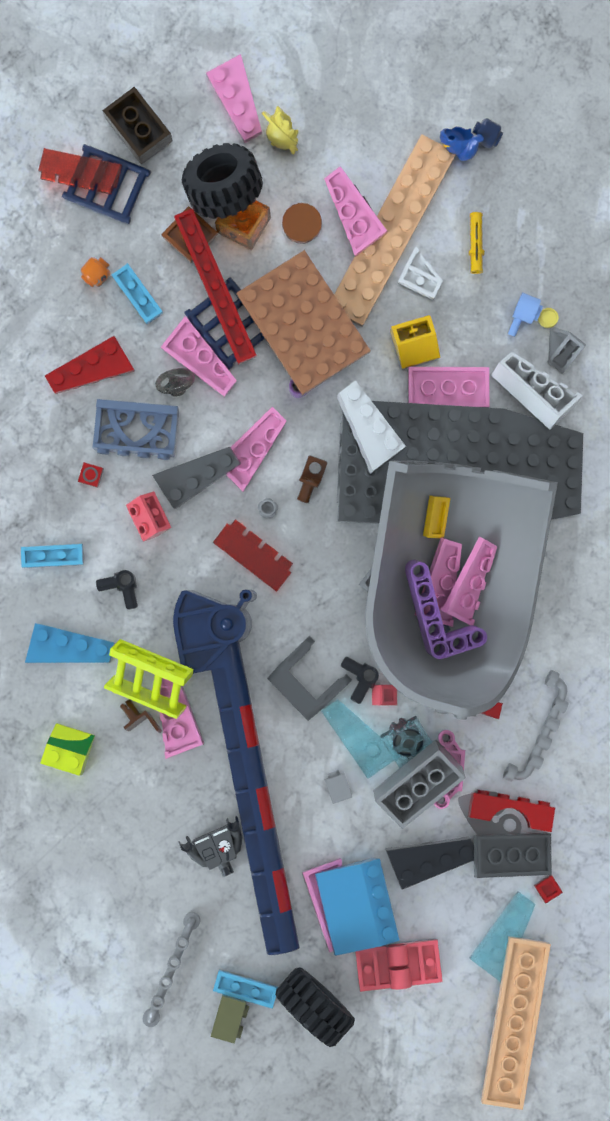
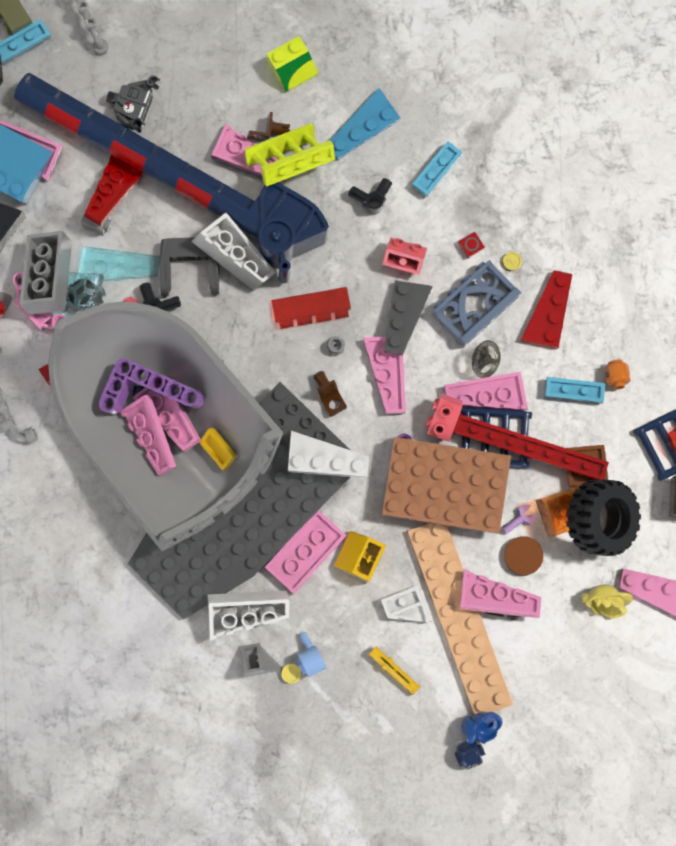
camera: 130 degrees right, 5 degrees down
(75, 432) = (512, 261): none -> light yellow piece
(250, 371) = (444, 417): none -> coral brick
(266, 653) = (234, 252): none -> white wedge
(274, 249) = (520, 519): none -> lavender bar
(303, 796) = (111, 190): none -> red wing

